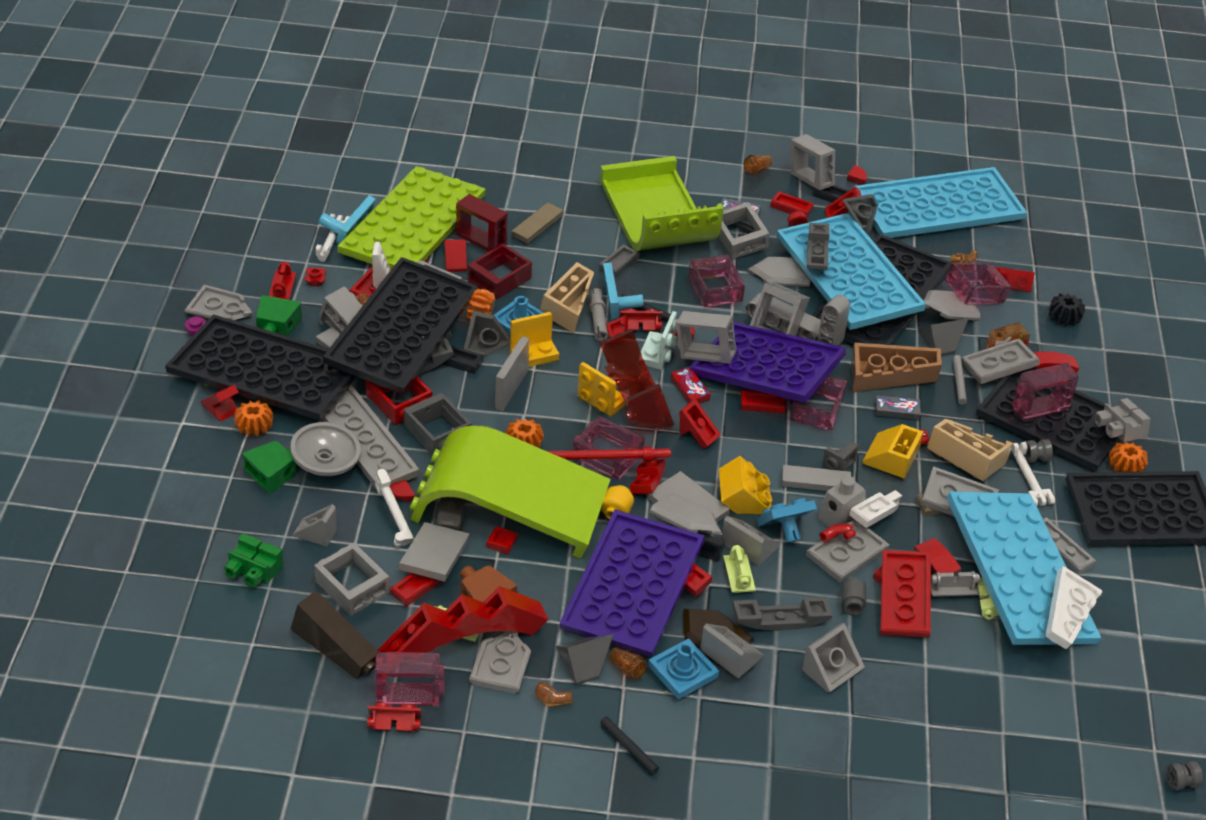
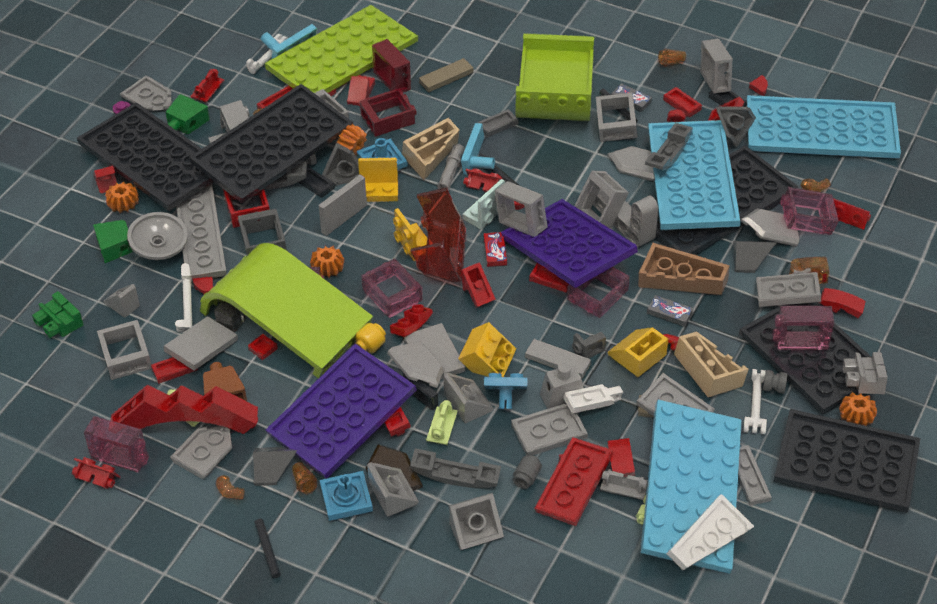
camera: 25 degrees right, 5 degrees up
(315, 276) = (237, 86): red plate -> none
(333, 635) = (80, 389): dark brown slope -> none
(380, 265) = (283, 82): white slope -> none
(617, 326) = (458, 184): red tile -> none
(645, 453) = (412, 300): red bar -> none
(722, 266) = (561, 146): clear pink window -> none
(836, 530) = (541, 409): red arm -> none
(959, 378) = (743, 298): light grey bar -> none
(1066, 309) = (884, 254): black gear -> none

